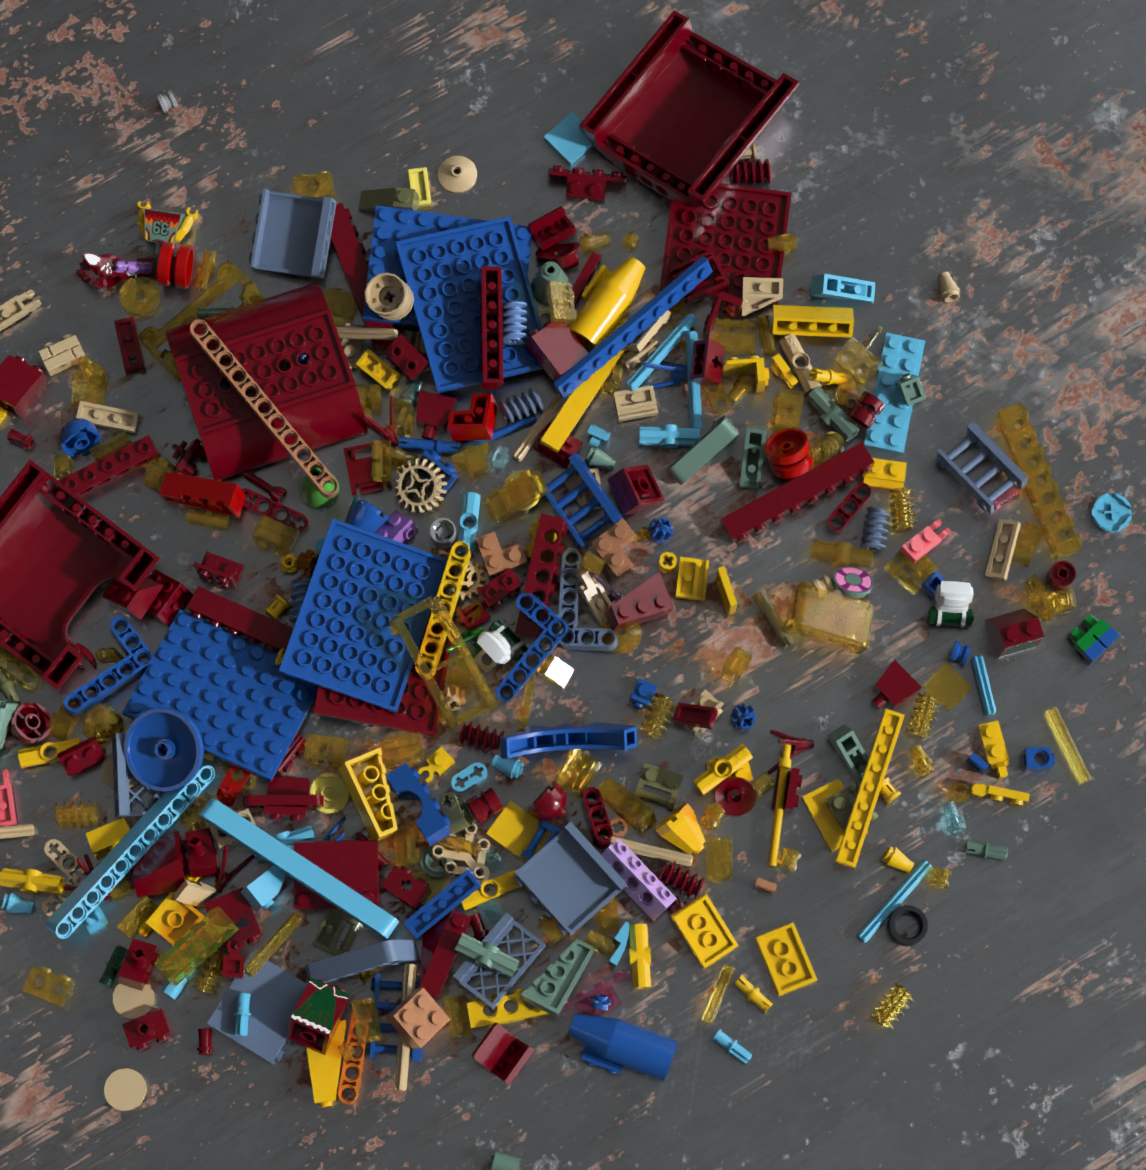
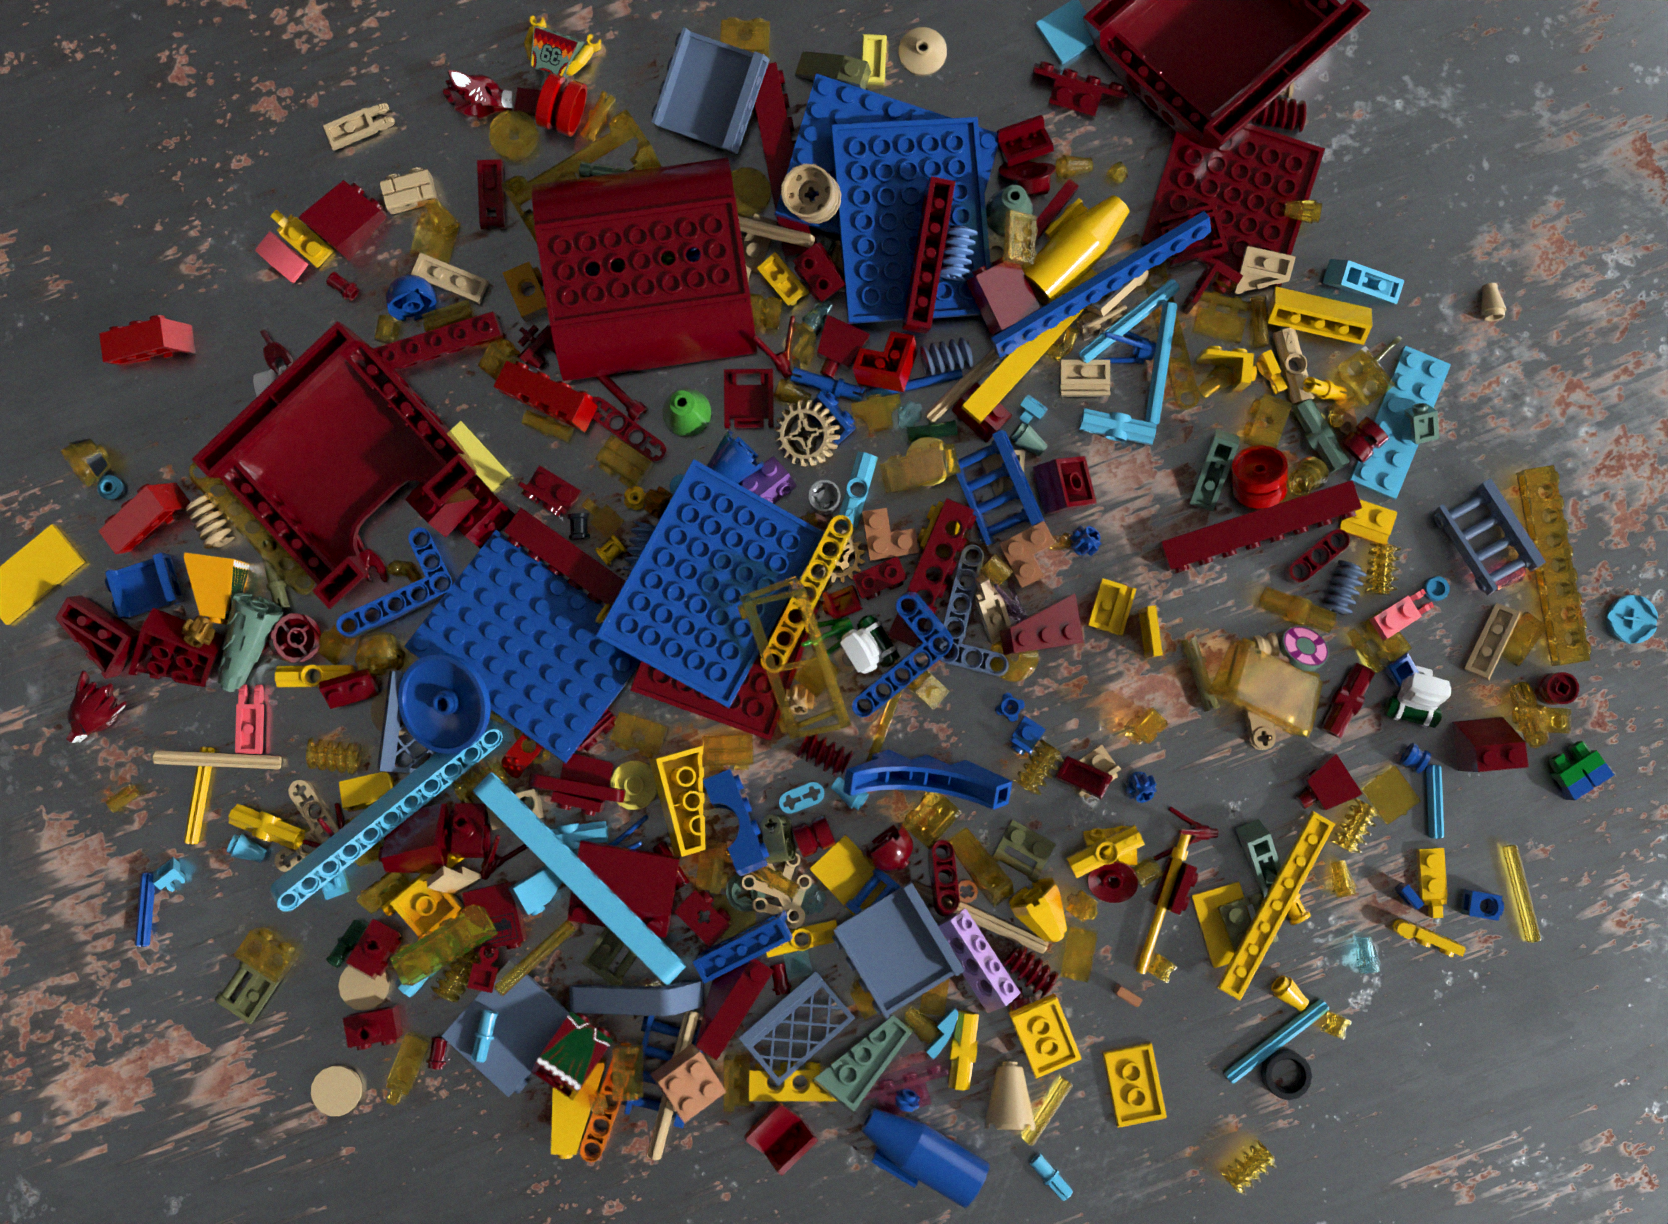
camera: 15 degrees right, 10 degrees up
(43, 1022) = (252, 996): none -> olive plate
(133, 267) = (510, 98): medium lavender axle -> none
(168, 563) = (487, 466): none -> light yellow tile
(176, 427) = (518, 280): none -> light orange brick
(180, 1058) = (406, 1067): none -> clear yellow hinge
(247, 593) = (578, 526): none -> black bush
(261, 399) = (629, 297): nougat beam -> none
(267, 585) = (604, 519): none -> clear yellow plate
(381, 460) = (767, 394): clear yellow hinge -> none
(438, 762) = (769, 772): yellow plate -> none
(486, 955) = (783, 1023): sand green piece -> none
(529, 463) = (932, 430): none -> clear green pin
(631, 670) = (1017, 705): none -> blue plate
(666, 569) = (1087, 575): yellow bush -> none
(685, 990) = (1009, 1100): none -> tan cone
(703, 450) = (1158, 452): sand green beam -> none
(707, 362) = (1182, 345): dark red brick -> none
(753, 994) = (1088, 1119): yellow pin -> none
(830, 649) = (1255, 726): none -> tan piece
(896, 617) = (1348, 700): none -> dark red piece
(950, 517) = (1436, 588): none -> dark azure tile
(962, 786) = (1387, 925): clear yellow plate -> none
(986, 850) = (1398, 1001): sand green axle -> none

